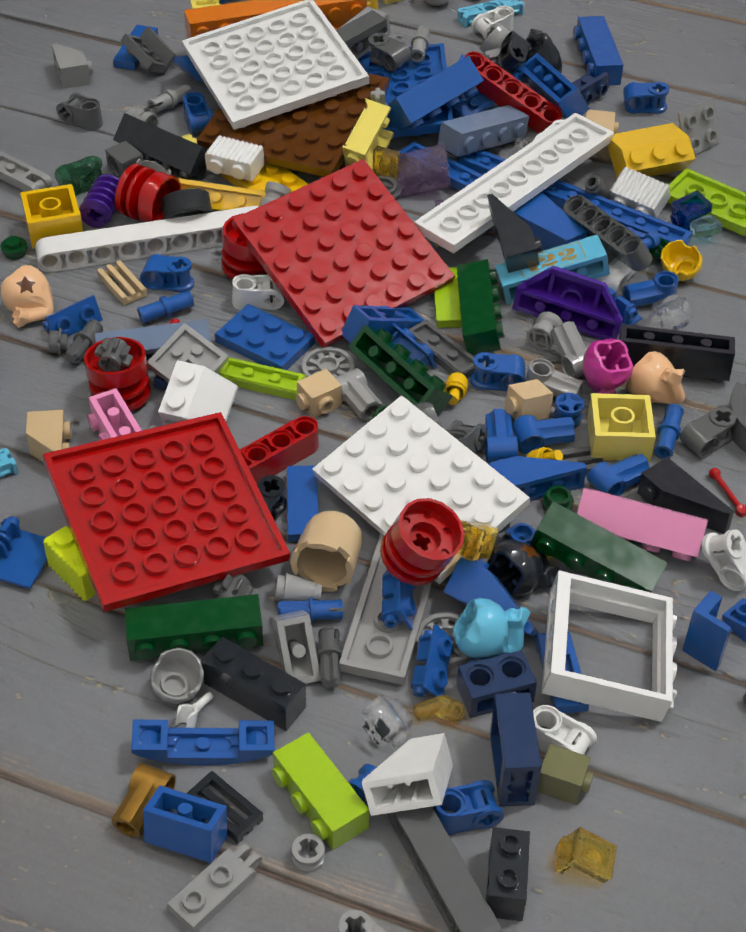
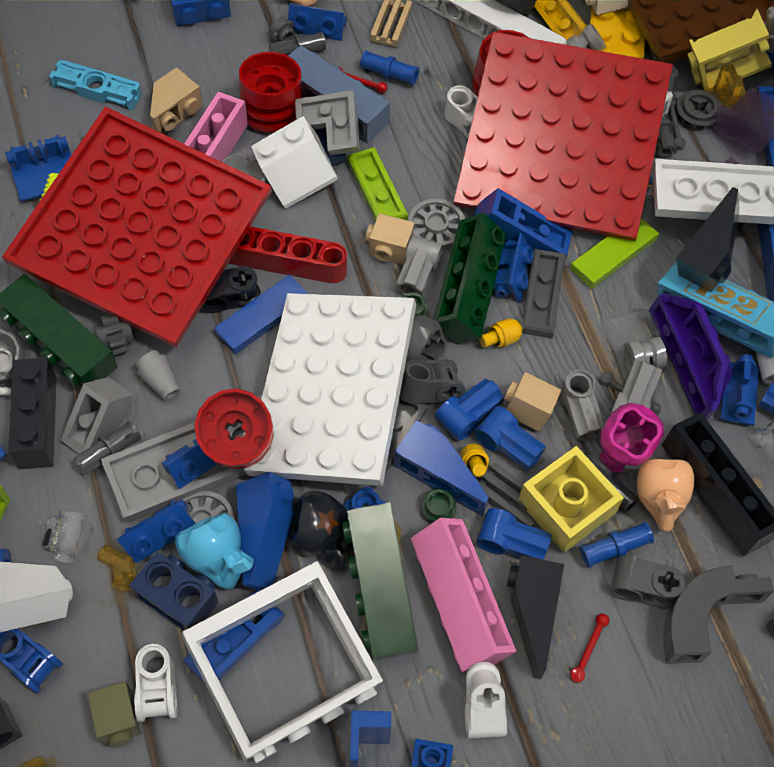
camera: 50 degrees right, 15 degrees up
(113, 355) = (266, 72): dark grey gear -> none
(166, 272) = (427, 41): blue piece -> none
(264, 338) = (425, 158): blue plate -> none
(315, 608) = (147, 400): blue axle -> none
(328, 550) = (211, 365): tan cylinder -> none
(478, 540) = (295, 470): clear yellow bracket -> none
(479, 307) = (615, 282): dark green brick -> none
(499, 371) = (552, 354): blue piece -> none
(515, 749) = (97, 654): dark blue window -> none
(569, 406) = (559, 433): blue wheel -> none

